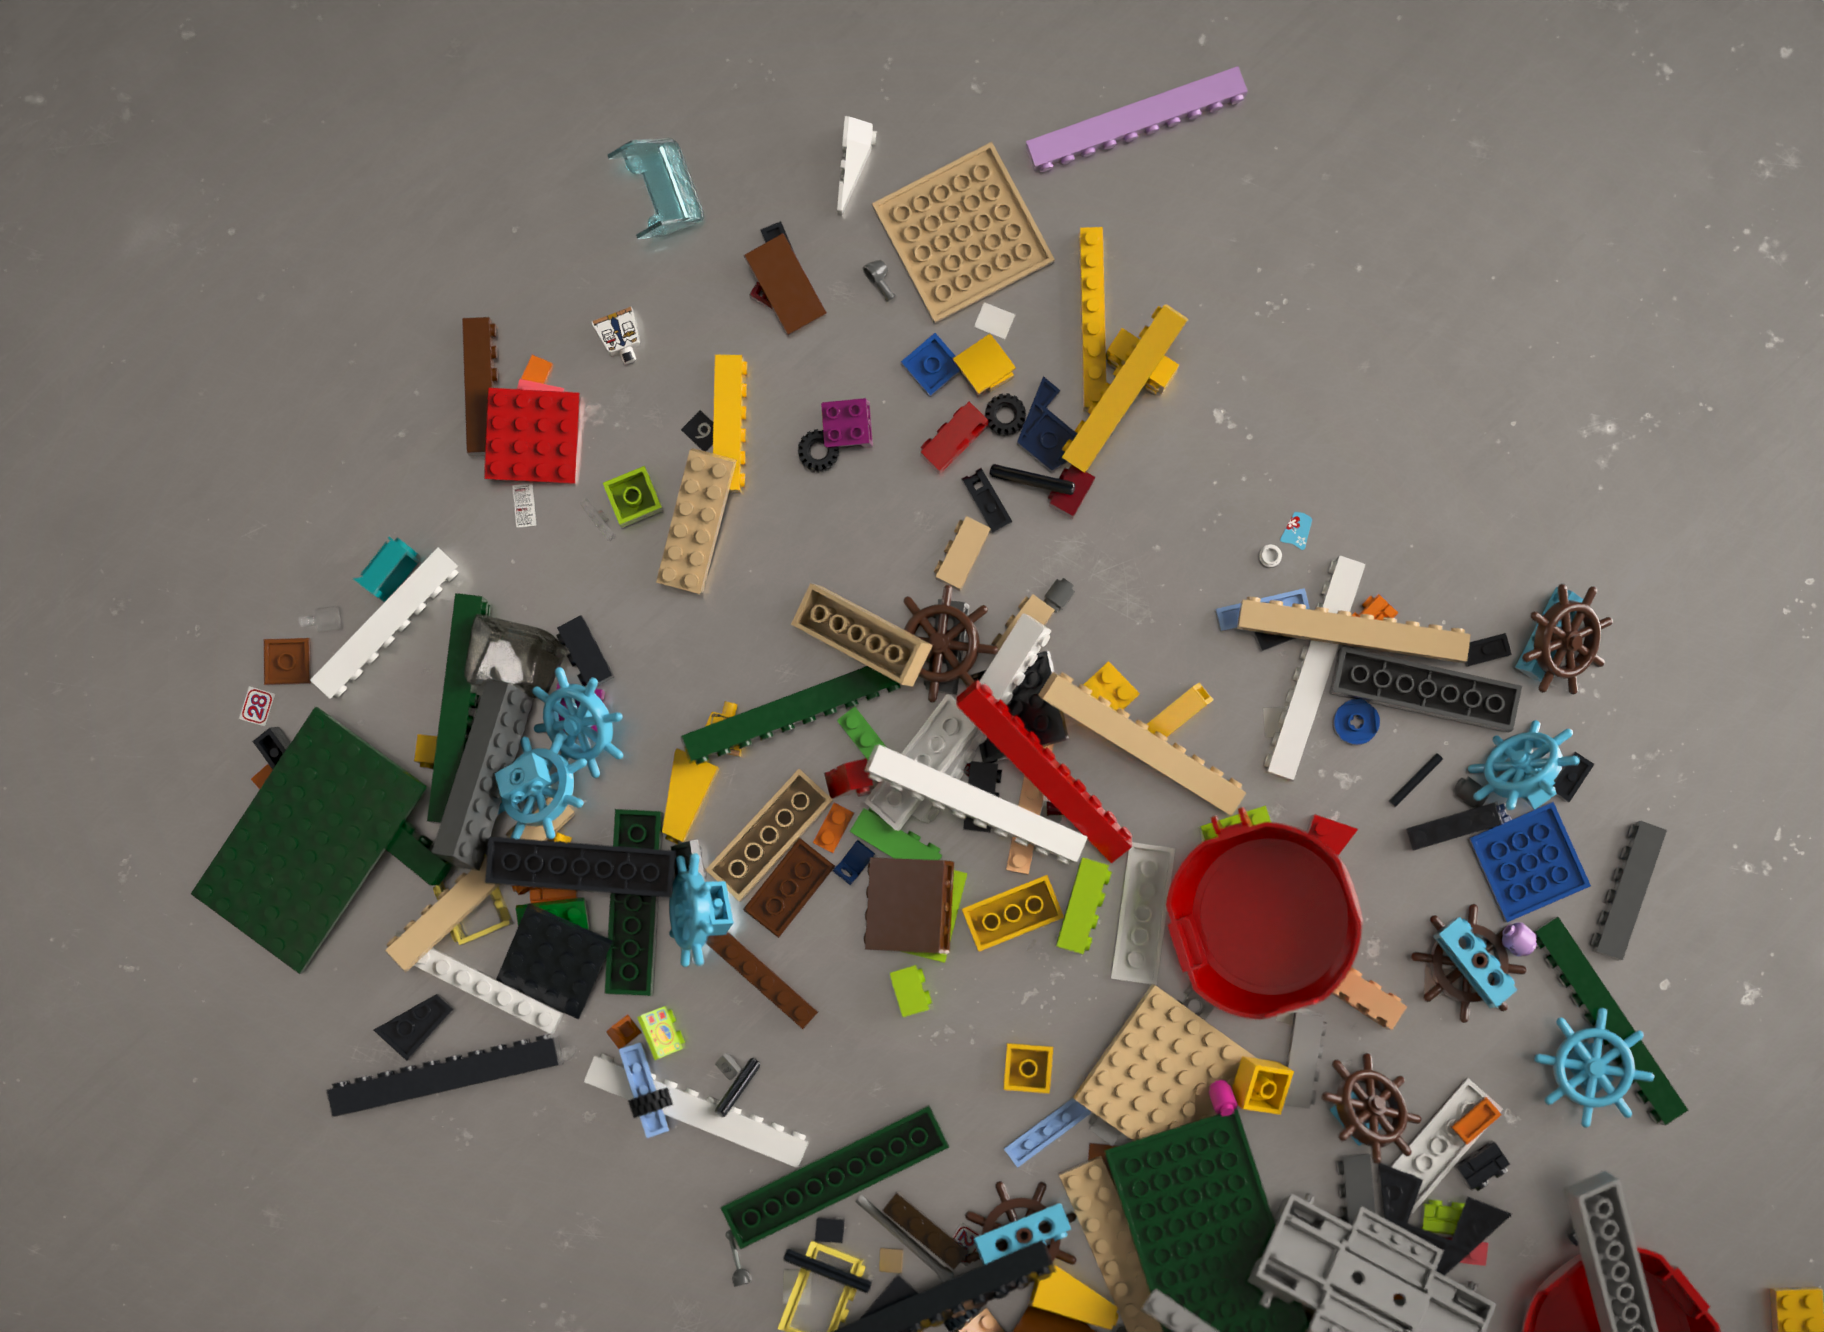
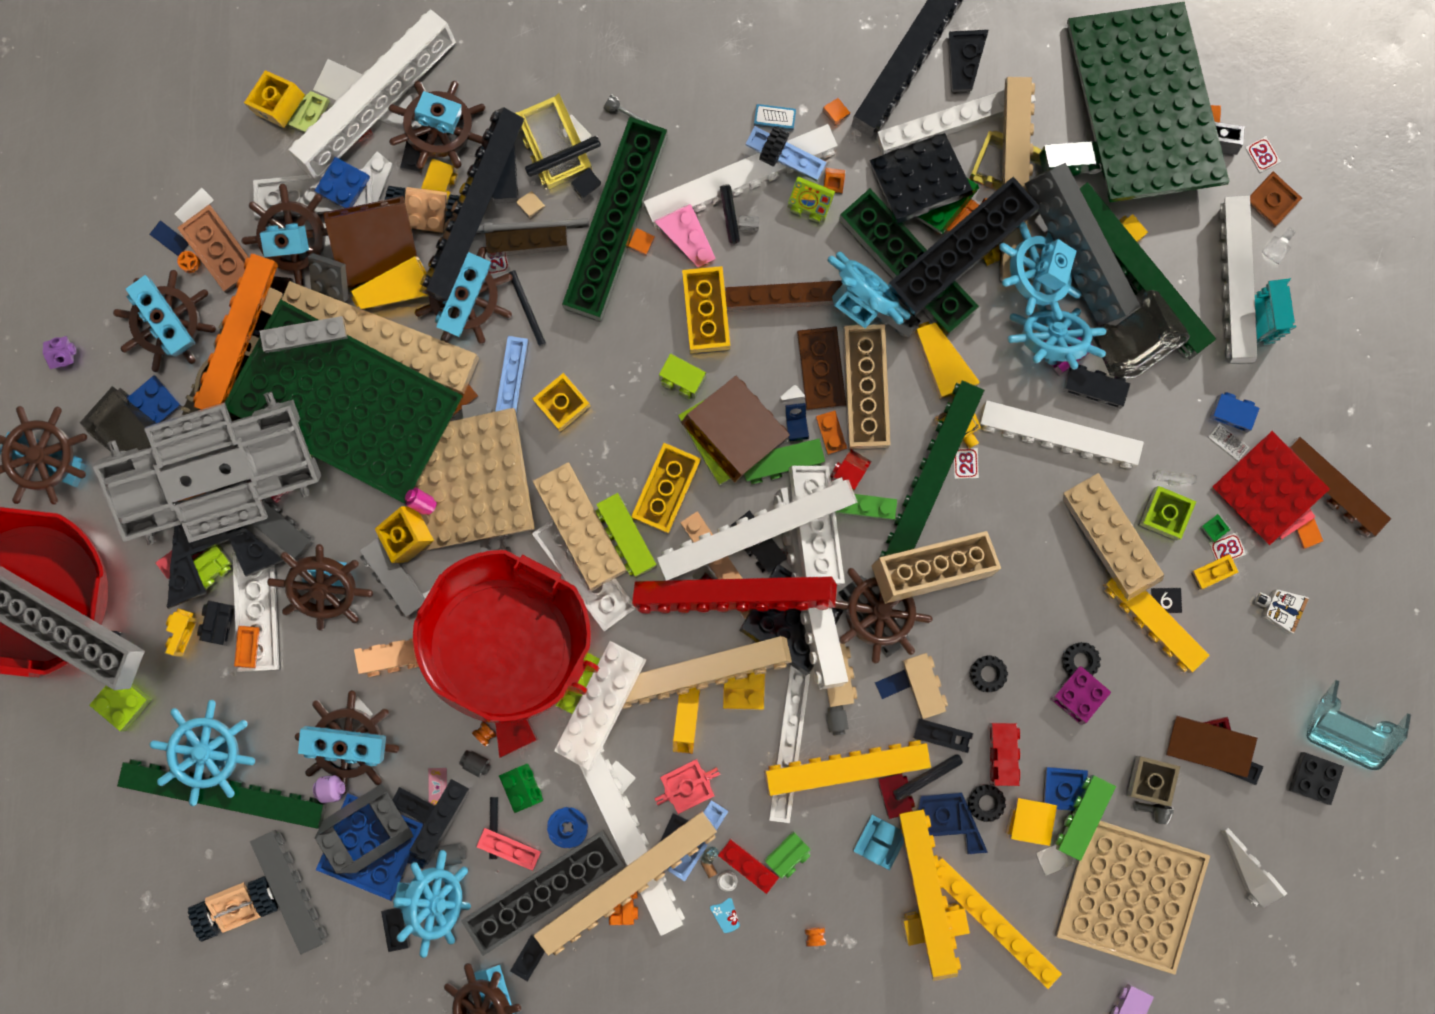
camera: 130 degrees right, 0 degrees up
(497, 523) = (1234, 412): none -> blue brick
(564, 1087) = (836, 111): none -> orange slope
(606, 448) = (1215, 528): none -> green plate
(612, 423) = (1228, 545): none -> sticker
(618, 1133) = (775, 116): none -> tile
(641, 415) = (1215, 571): none -> yellow plate
(652, 643) = (1060, 434): none -> white brick
(728, 180) = (1316, 778): none -> black brick
(750, 695) = (966, 463): none -> sticker
(789, 1105) = (687, 234): none -> bright pink wing
(831, 1138) = (641, 241): none -> orange tile
(834, 889) = (792, 394): none -> white slope
(835, 1027) = (706, 309): none -> yellow brick
(858, 302) = (1153, 781): none -> dark tan brick
(901, 526) = (1000, 668): none -> black tyre
(940, 327) = (1085, 817): none -> bright green brick
(979, 1174) = (527, 309): none -> black bar
(985, 580) = (892, 684): none -> dark blue sticker
(1089, 548) = (847, 768): none -> yellow brick
(1112, 951) = (579, 526): none -> tan brick
(1117, 611) = (790, 738): none -> white plate
(1120, 467) = (880, 842): none -> medium azure plate
(1202, 528) = (788, 855): none -> bright green brick
(1229, 660) = (687, 786): none -> coral plate
(1242, 550) = (748, 866): none -> red brick
(1243, 444) = (815, 936): none -> orange wheel
(1246, 786) = (600, 705): none -> white plate
(1270, 587) = (707, 860): none -> arm
(1352, 860) = (484, 733): none -> orange wheel
(1363, 789) = (521, 788): none -> green bracket
(1381, 845) = (475, 763): none -> dark grey brick
(1420, 751) = (508, 849): none -> coral plate
(1428, 858) = (437, 783): none -> bright pink sticker
(1463, 861) = (412, 805): none -> black plate
(1492, 870) = (387, 815): none -> dark grey wedge
(1514, 1190) = (182, 626): none -> yellow plate
(1629, 1169) = (120, 706): none -> lime brick
(1687, 920) = (232, 908): none -> plate

